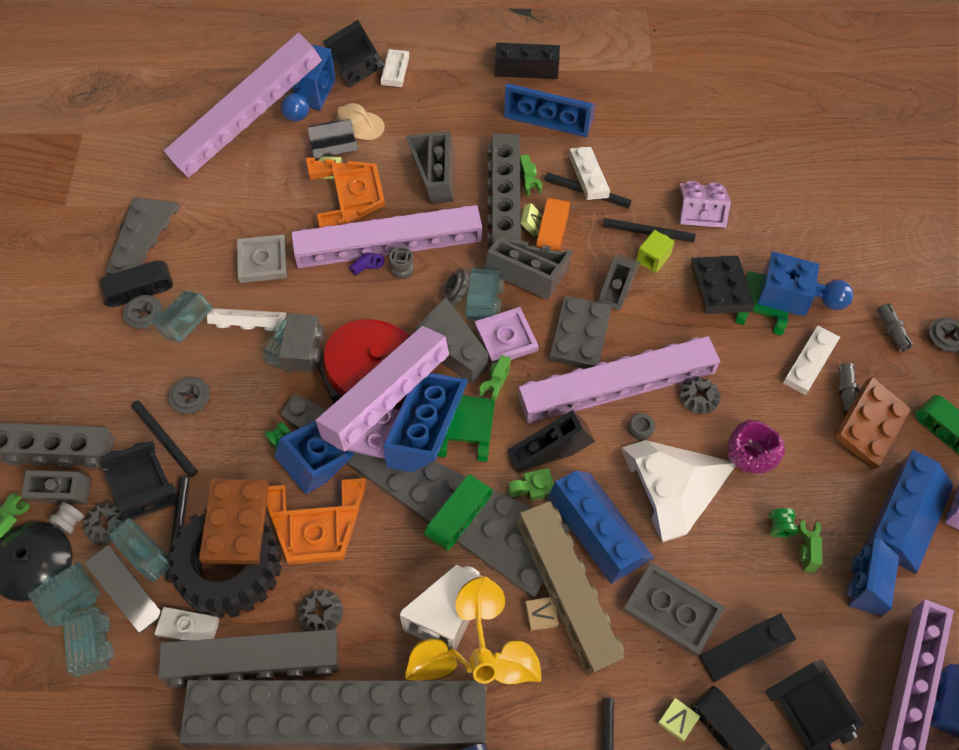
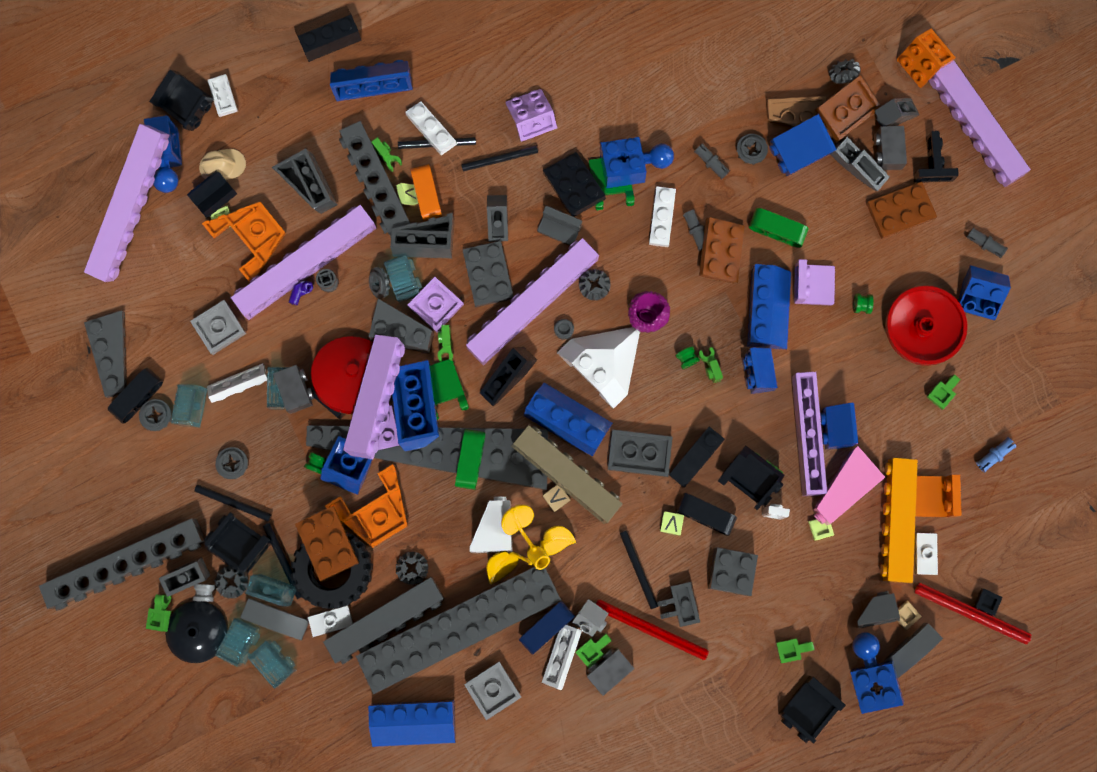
camera: 25 degrees left, 20 degrees up
(535, 485) = (511, 410): bright green plate -> none
(655, 251) = (513, 177): lime brick -> none
(687, 317) = (559, 226): none -> dark grey panel

